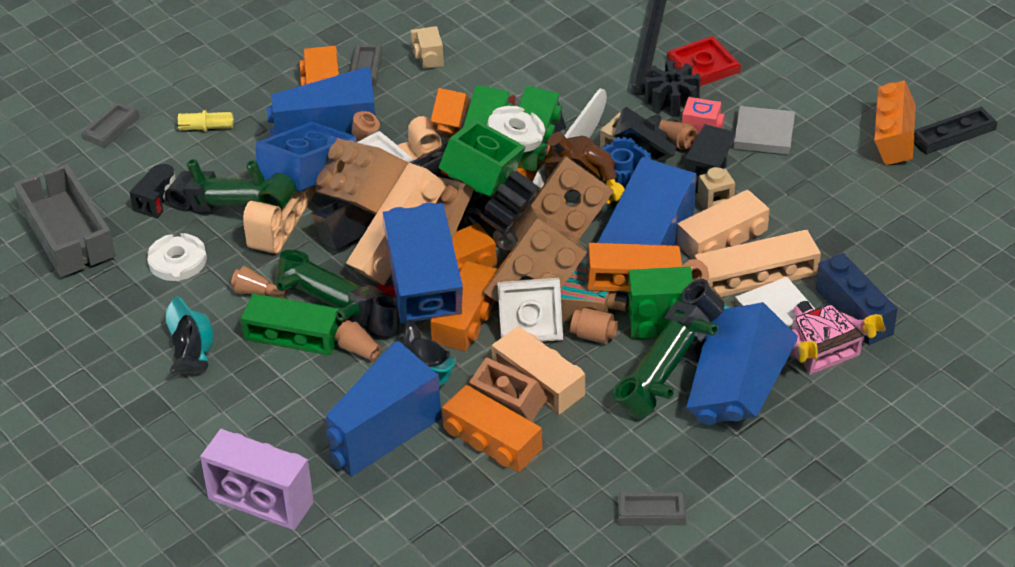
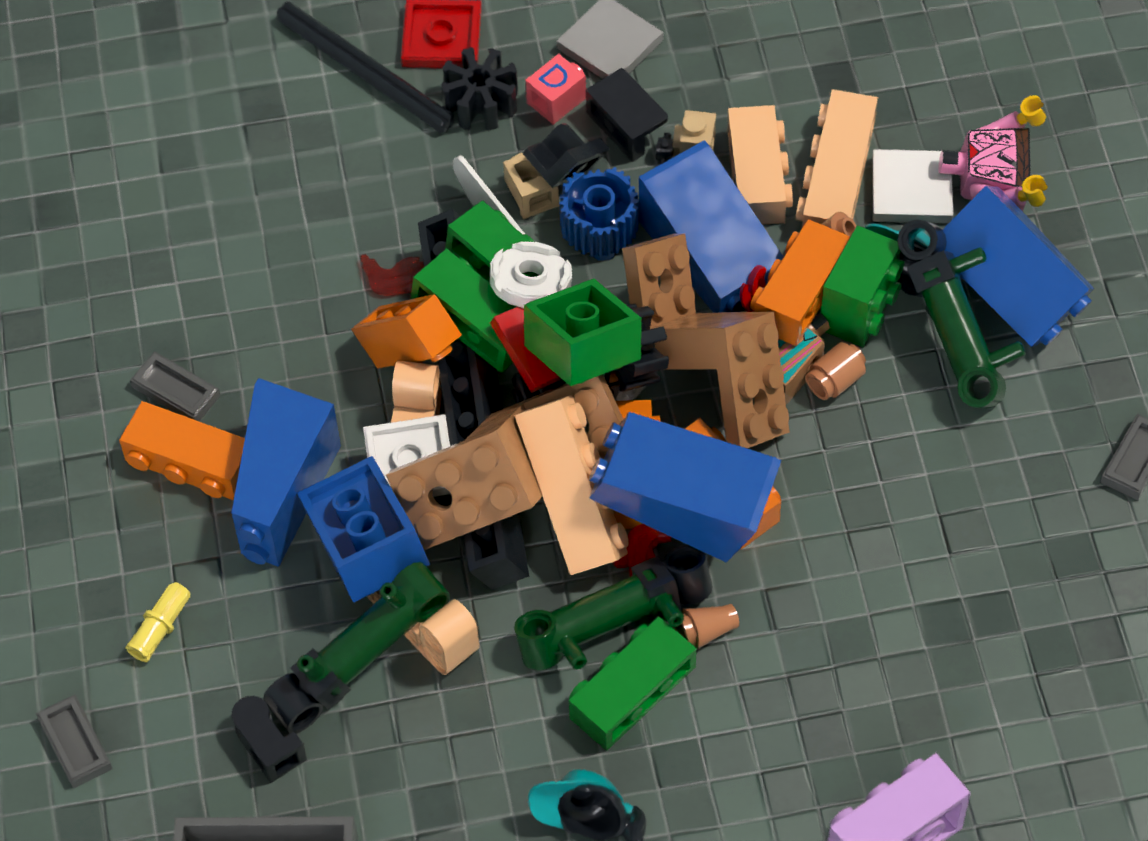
camera: 60 degrees left, 15 degrees up
(179, 268) = (411, 788): white tile -> none
(249, 282) = (521, 699): nougat cone -> none
(364, 125) = (345, 442): nougat cone -> none
(383, 410) = (858, 642): blue slope -> none
(427, 47) = (206, 301): tan brick -> none
(429, 352) = (799, 564): black hair -> none
(492, 428) = (939, 551): orange brick -> none
(509, 388) = (900, 504): nougat brick -> none
(532, 306) = (788, 419): white tile -> none
(558, 378) = (873, 459): light nougat brick -> none
(585, 154) = (599, 241): reddish brown torso -> none
(679, 134) = (567, 114): nougat cone -> none
(854, 294) = (951, 103): dark blue brick -> none

